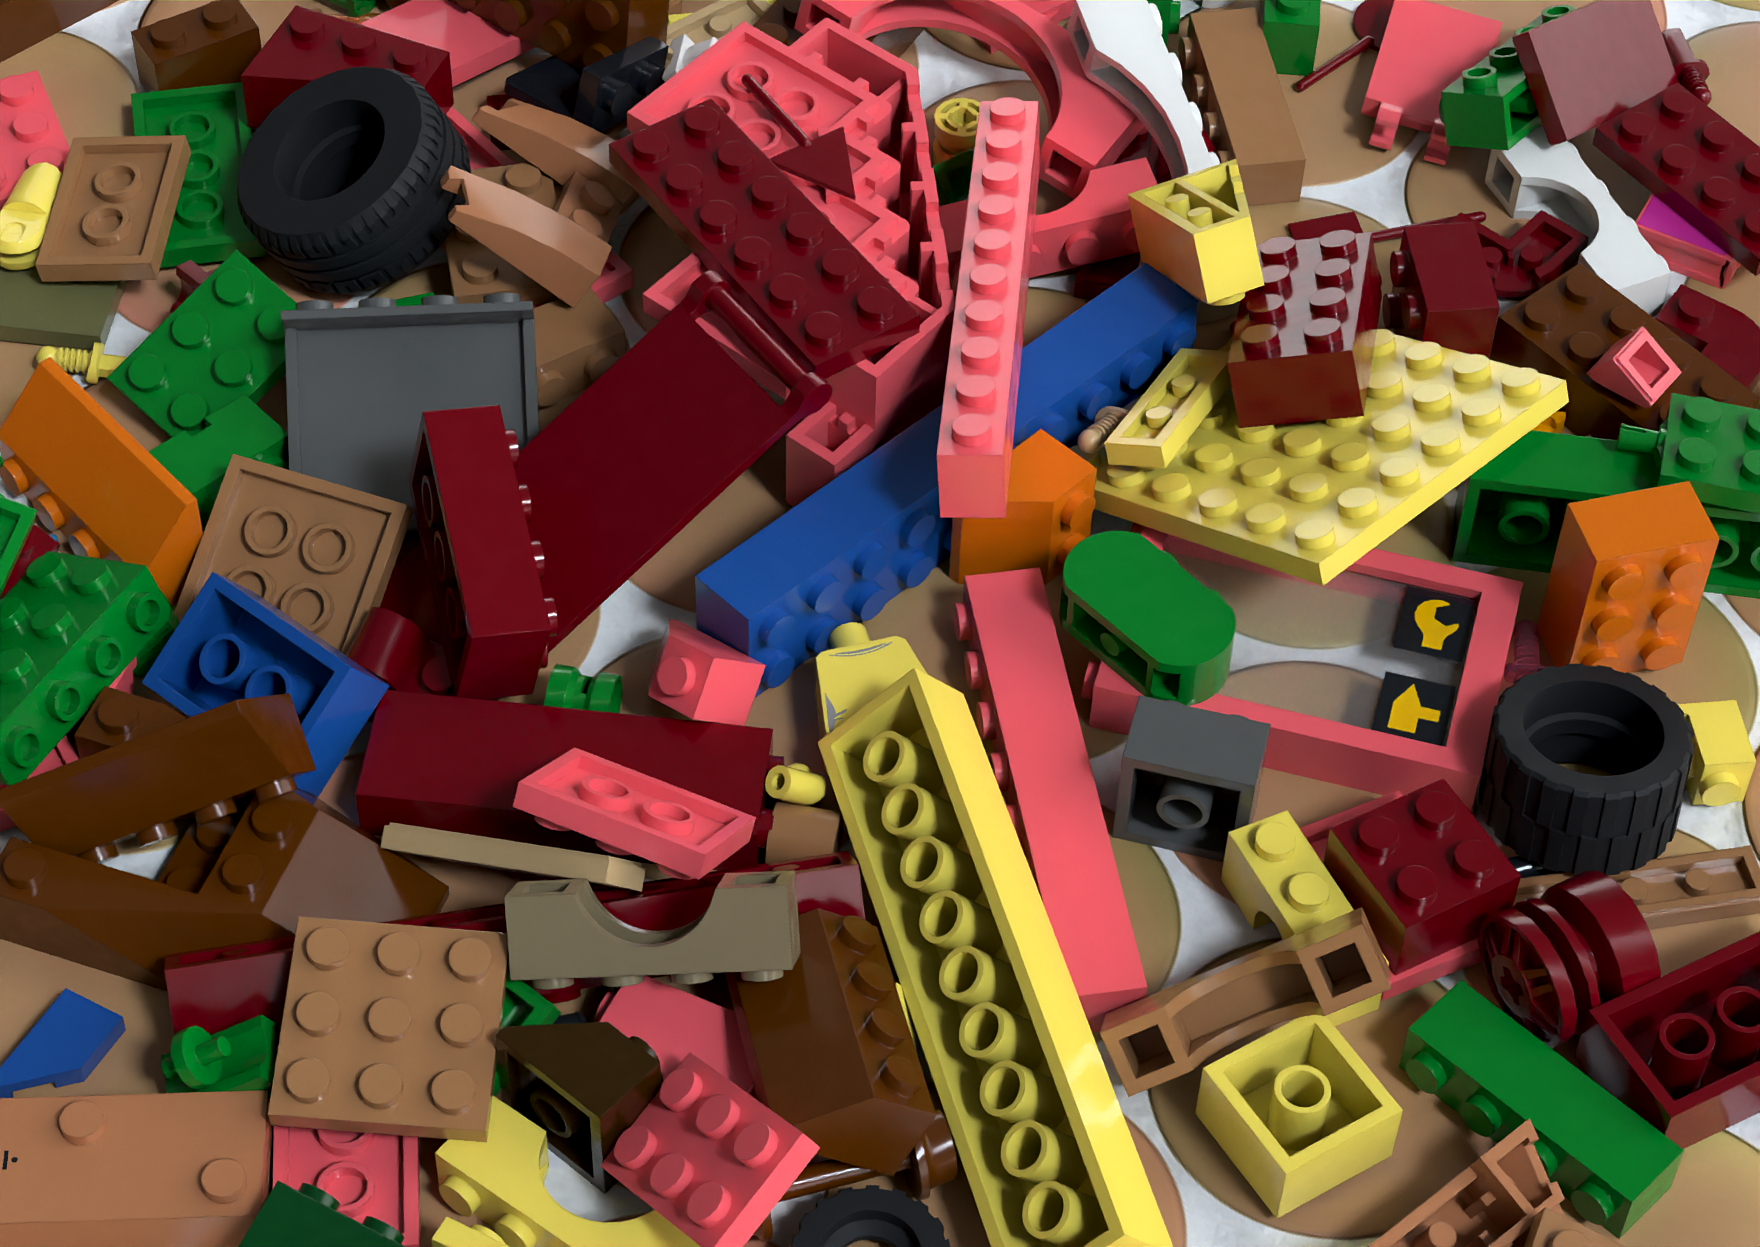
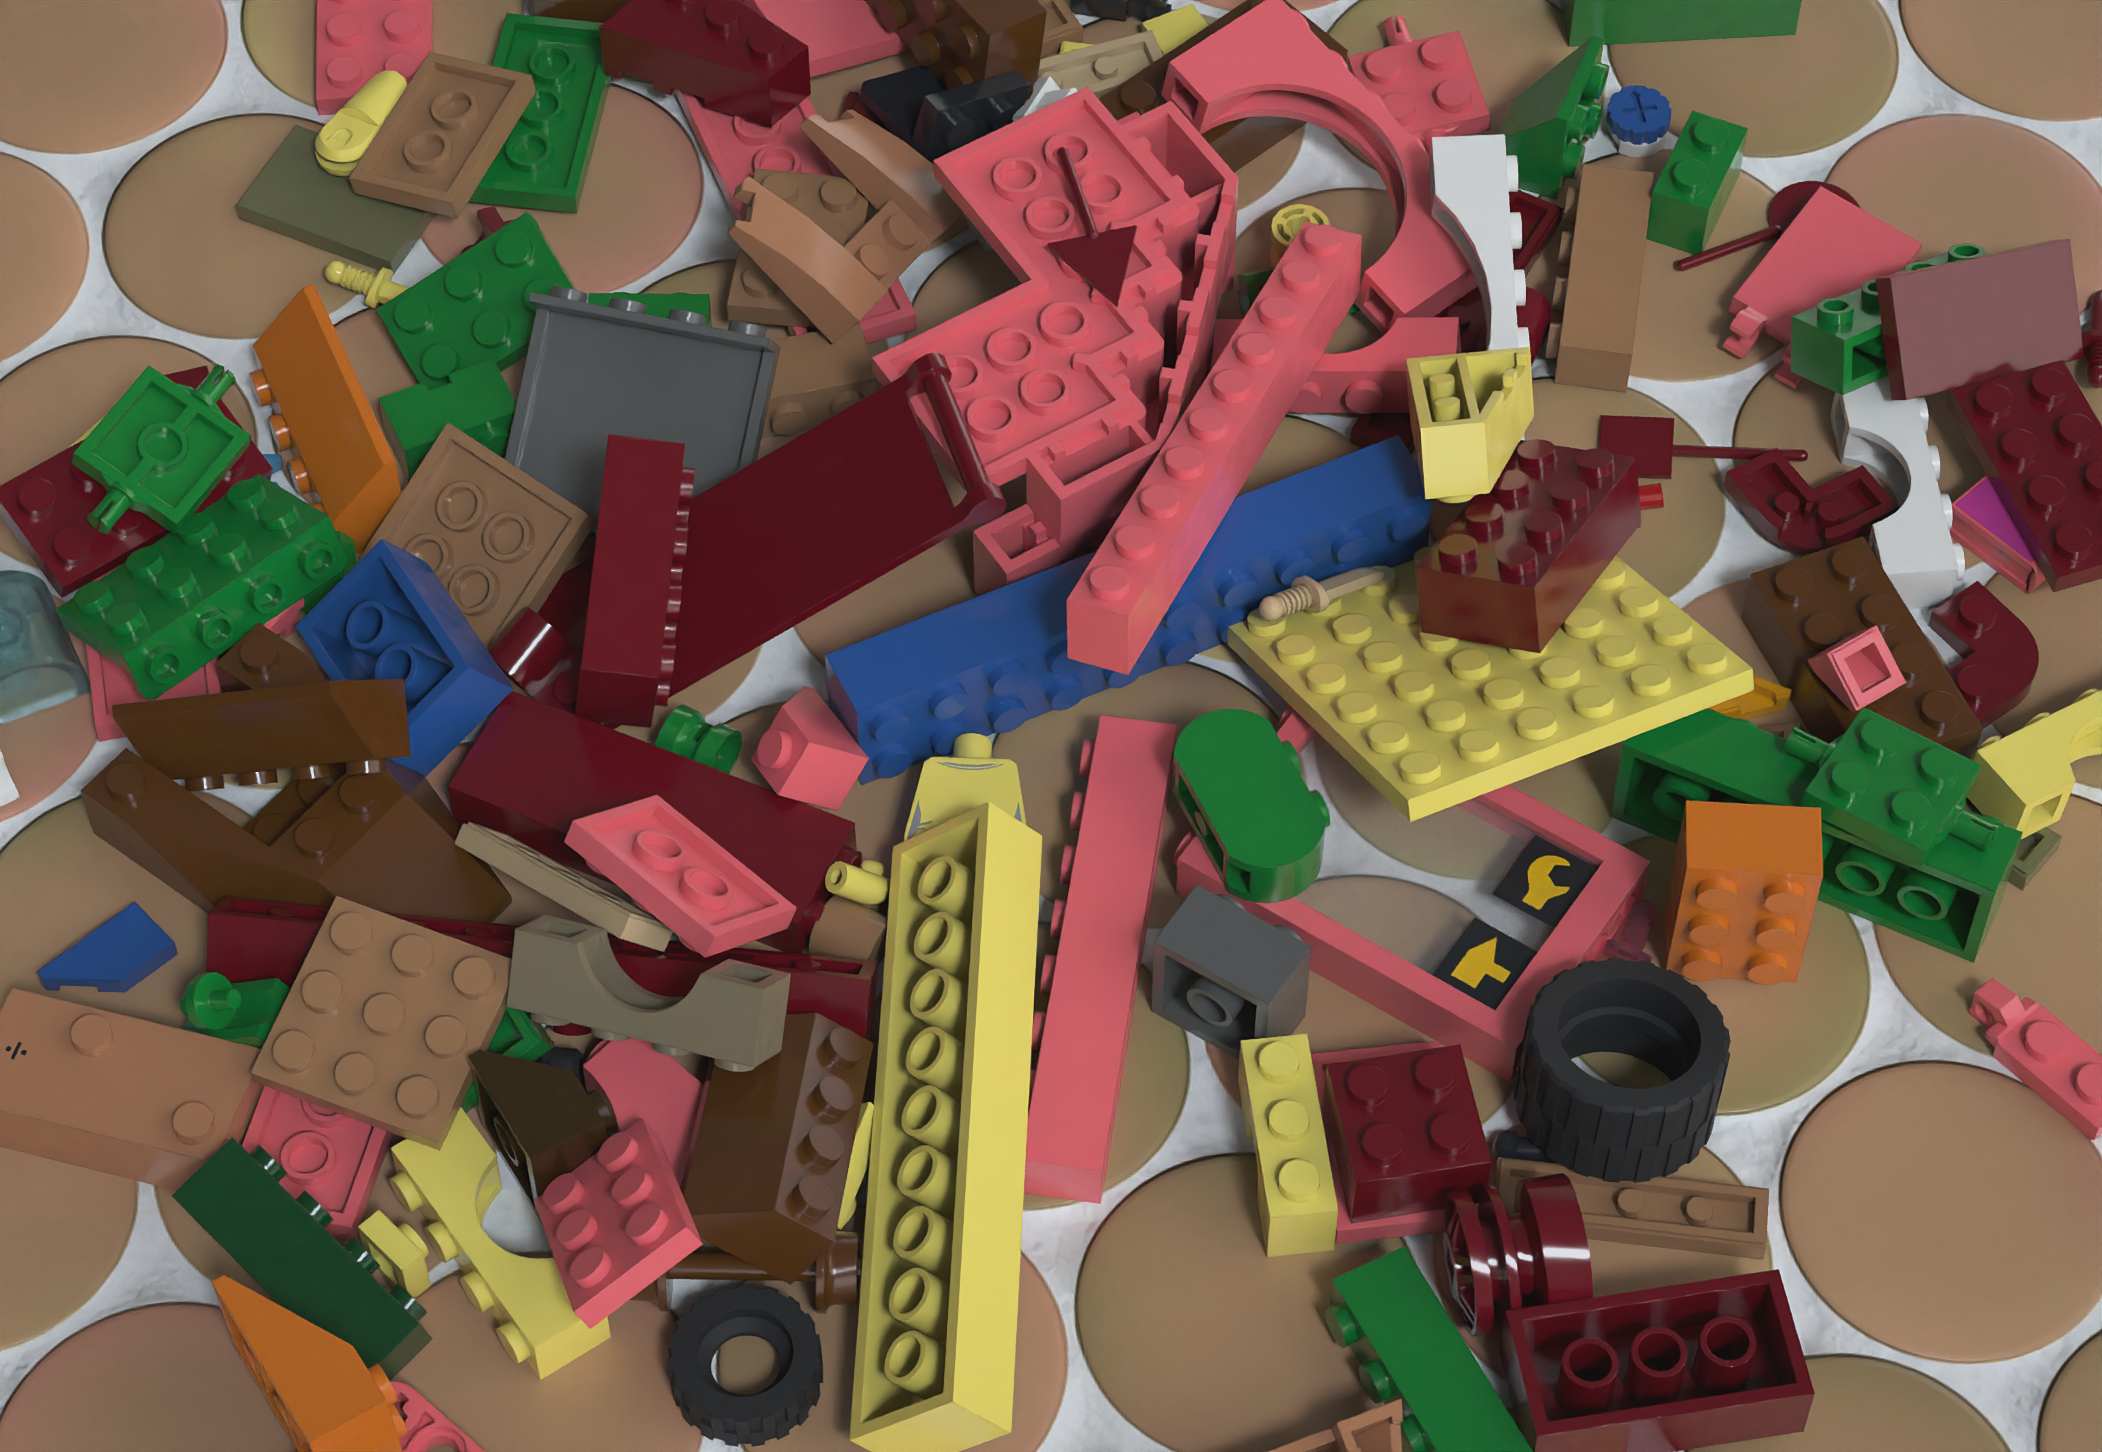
camera: 20 degrees right, 5 degrees up
(323, 140) = (639, 119): black tyre -> none
(764, 239) = (1007, 329): dark red plate -> none
(1045, 515) = (1190, 666): orange slope -> none
(1170, 410) = (1355, 598): light yellow plate -> none
(1287, 980) = (1134, 1213): medium nougat arch -> none
(1298, 1112) = (1195, 1329): light yellow brick -> none
(1442, 288) = (1702, 541): dark red brick -> none
(1721, 753) = (1769, 1083): light yellow brick -> none

